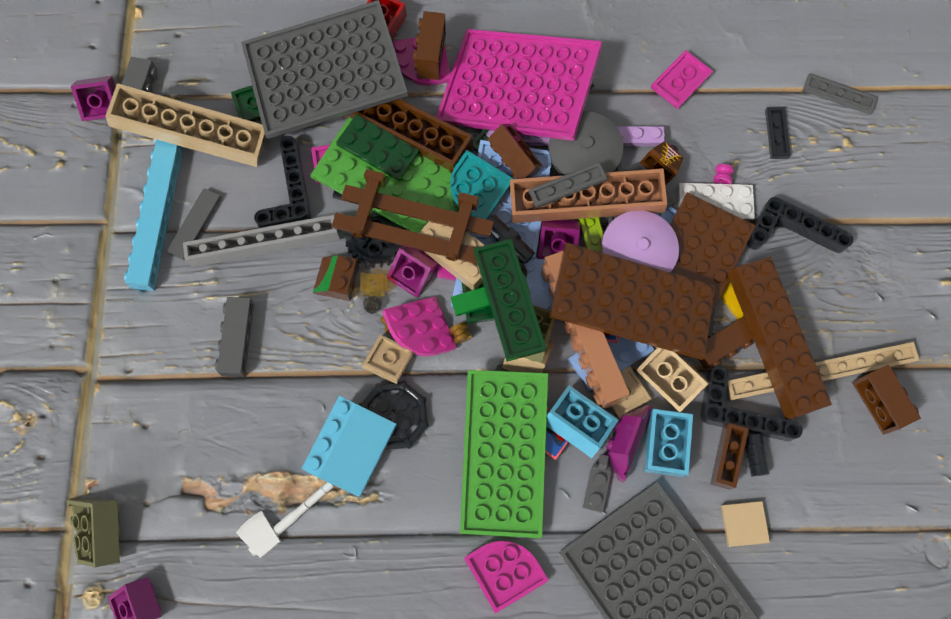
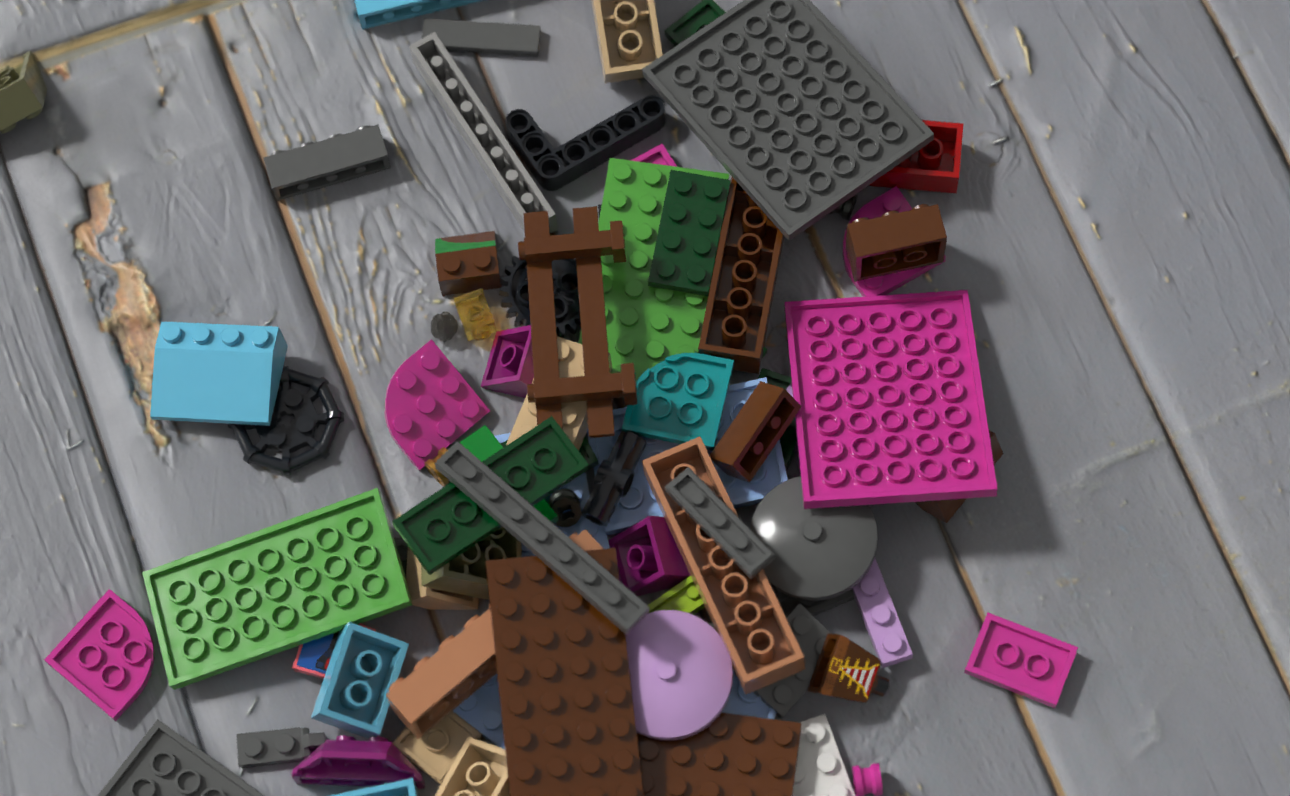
camera: 75 degrees right, 5 degrees down
(263, 537) = (60, 311): white piece -> none
(387, 359) = (364, 378): tan tile -> none
(549, 277) = (542, 537): none -> dark grey plate

